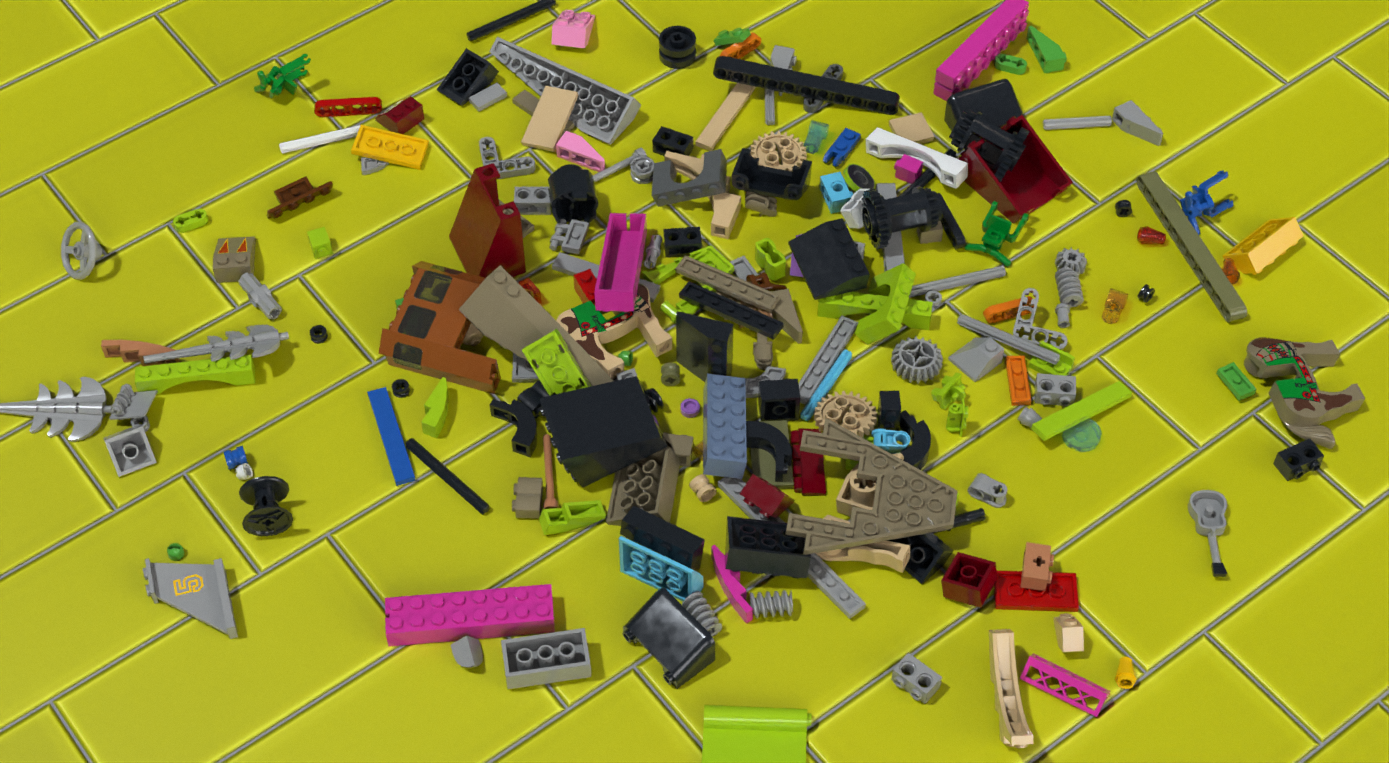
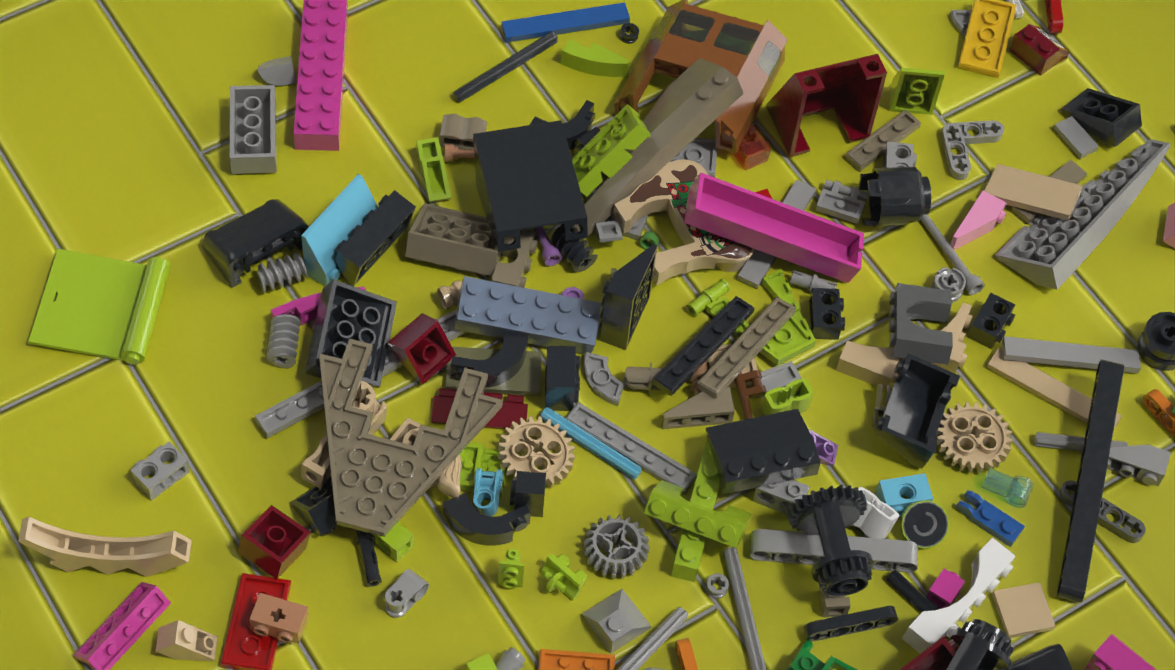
camera: 90 degrees right, 5 degrees up
(457, 182) = (915, 90): none -> lime slope
(695, 101) = (1068, 354): none -> light grey tile

